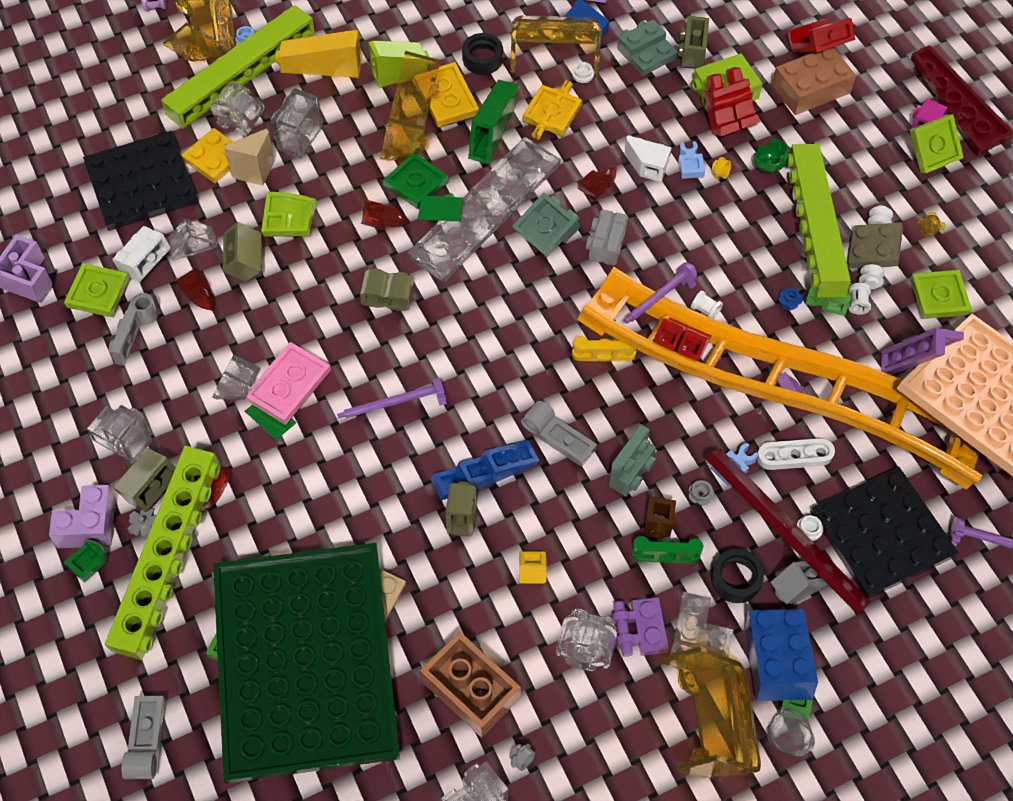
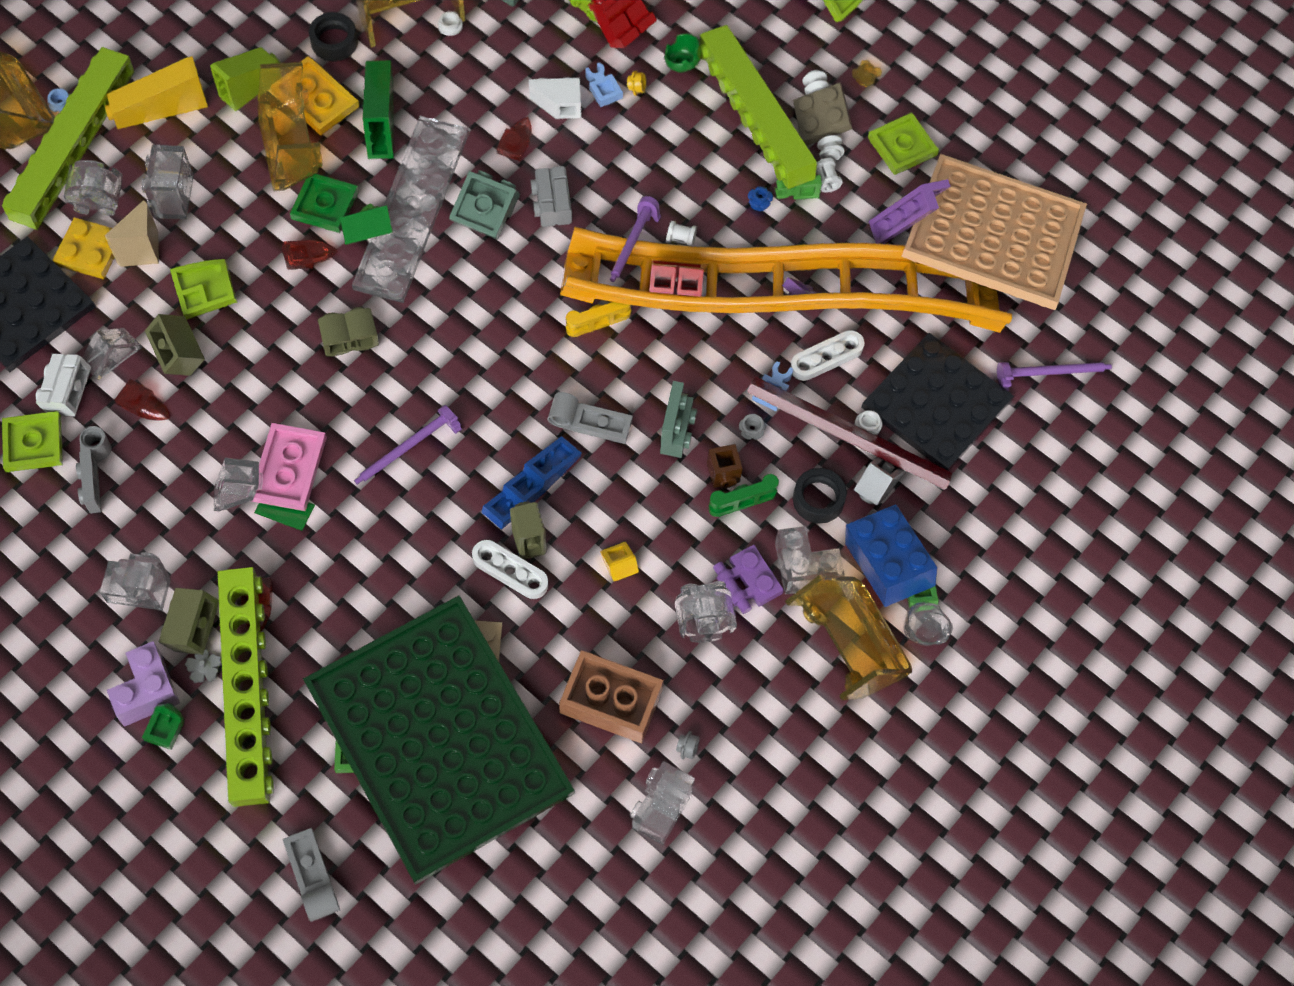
camera: 25 degrees left, 5 degrees up
(430, 528) = (501, 561): none -> white plate
(552, 110) = (435, 76): yellow plate -> none

